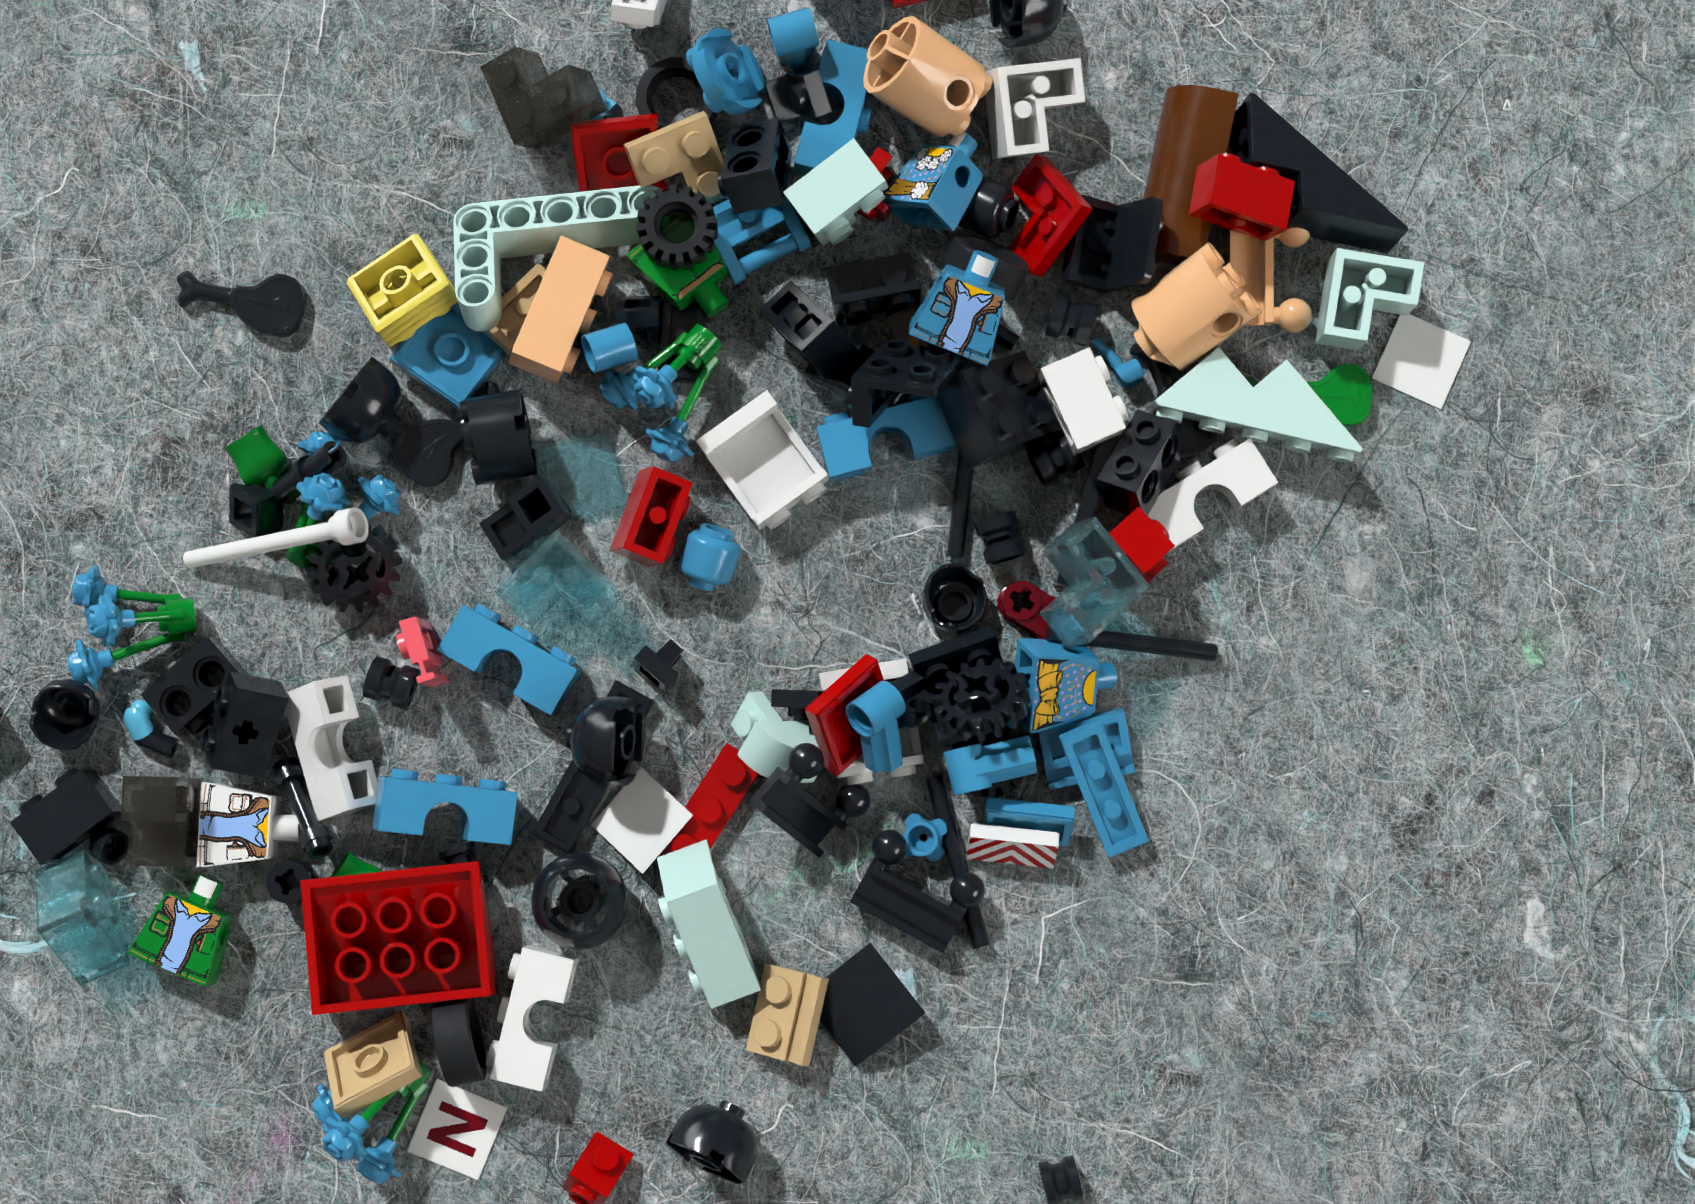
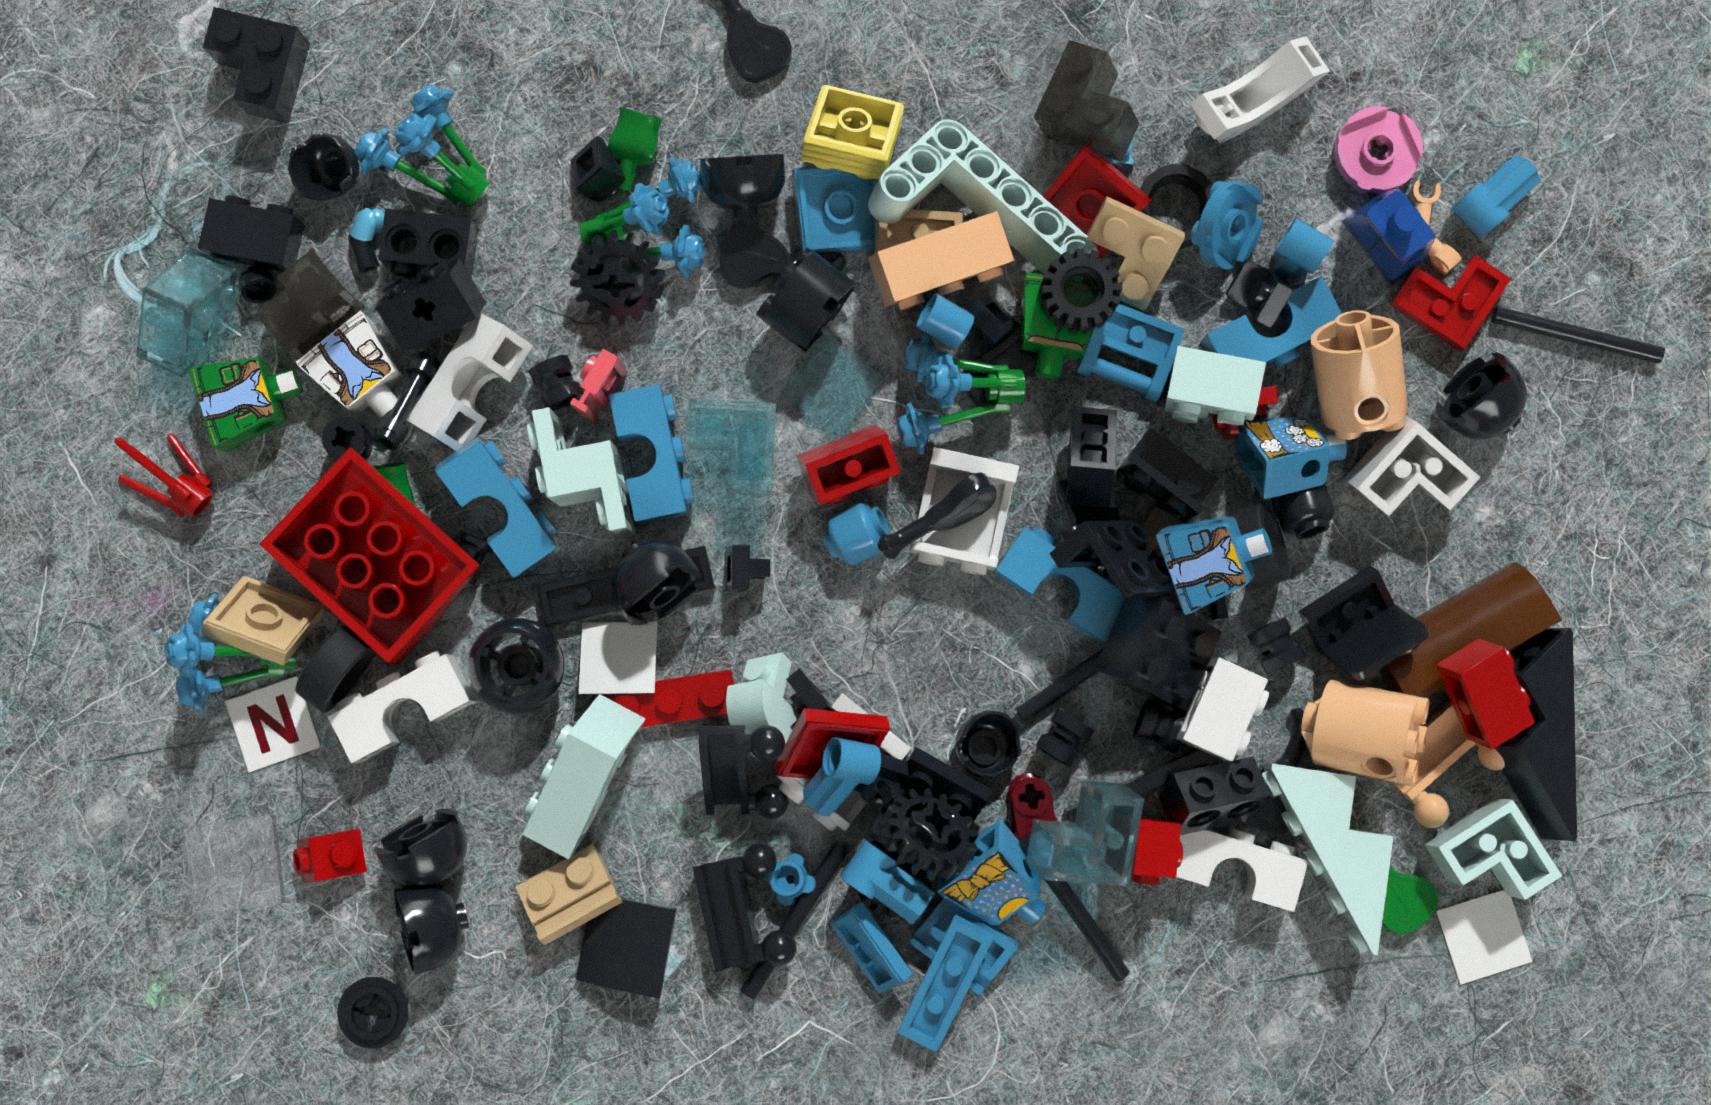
camera: 40 degrees right, 0 degrees up
(223, 1039) = (187, 493): none -> red plant
(308, 466) = (660, 180): black pin -> none
(346, 527) = (637, 246): white piece -> none
(477, 723) = (581, 473): none -> light aqua bracket
(527, 516) = (765, 372): black brick -> none
(658, 1095) = (424, 852): none -> black cylinder
(755, 165) = (1179, 308): black brick -> none
(758, 459) = (961, 505): none -> black piece
(1012, 845) = (842, 952): white tile -> none
(1056, 215) = (1345, 564): red plate -> none
(1127, 373) = (1272, 723): dark azure hand -> none

